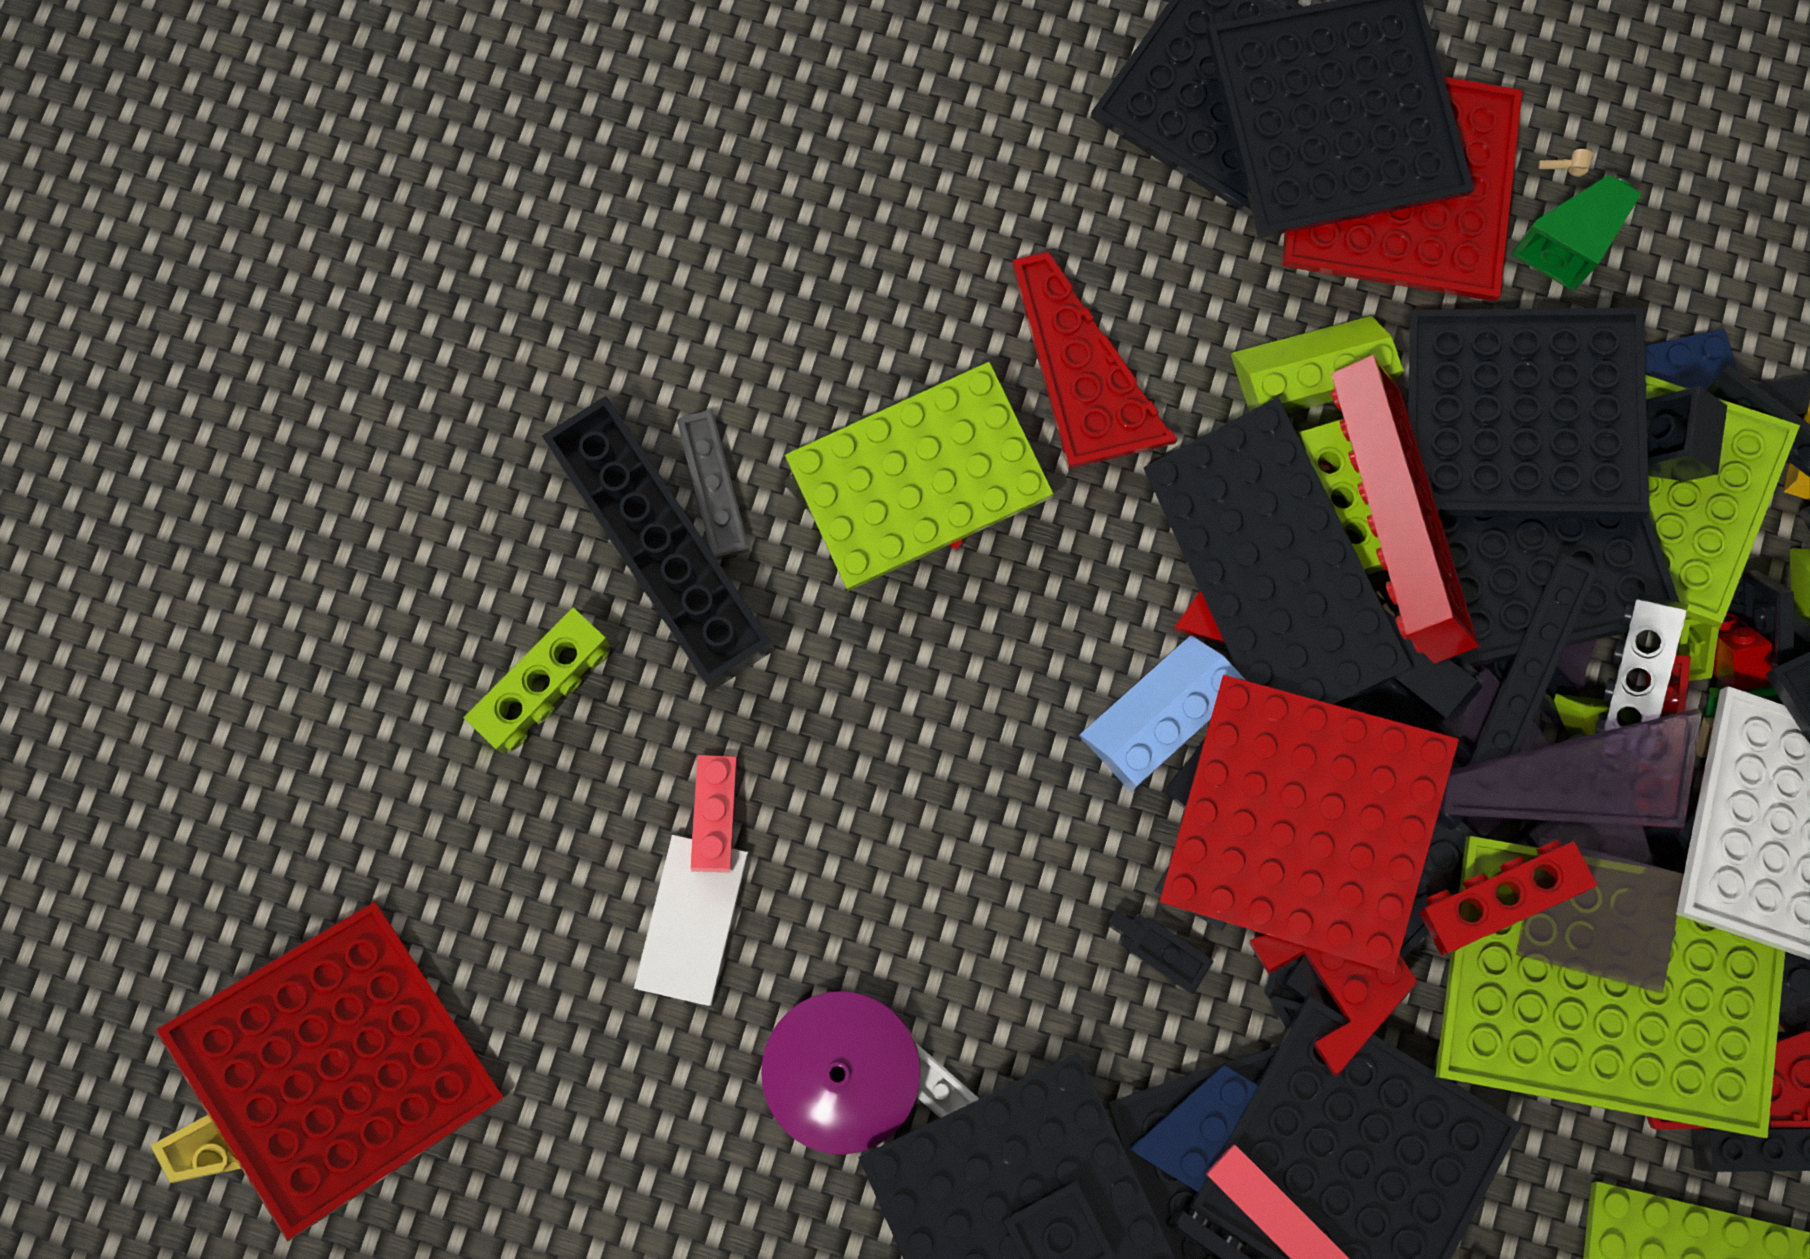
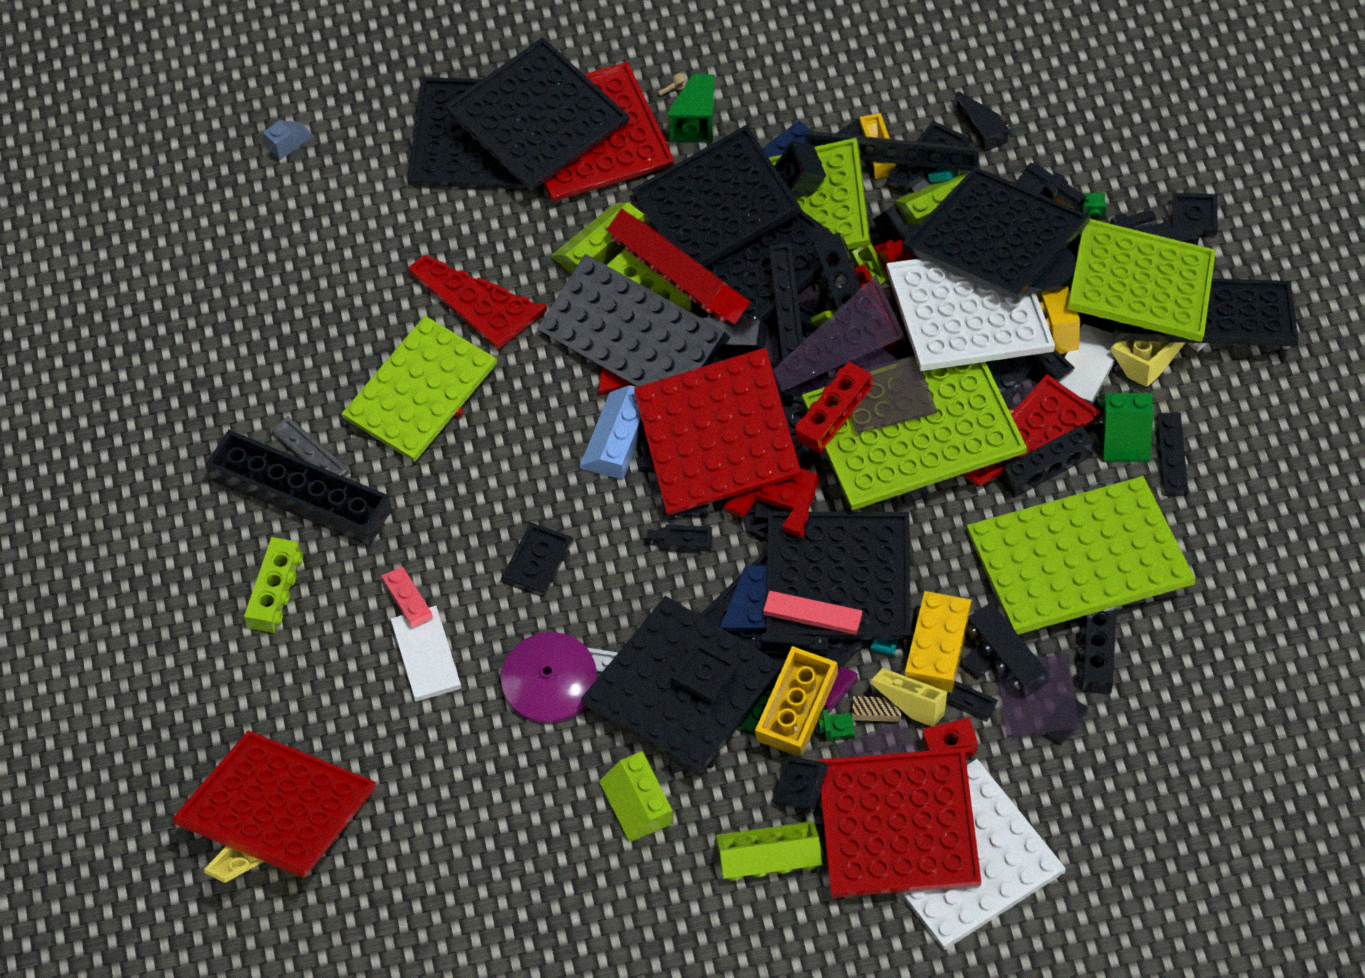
camera: 25 degrees left, 20 degrees down
(933, 857) = (537, 559): none -> black tile

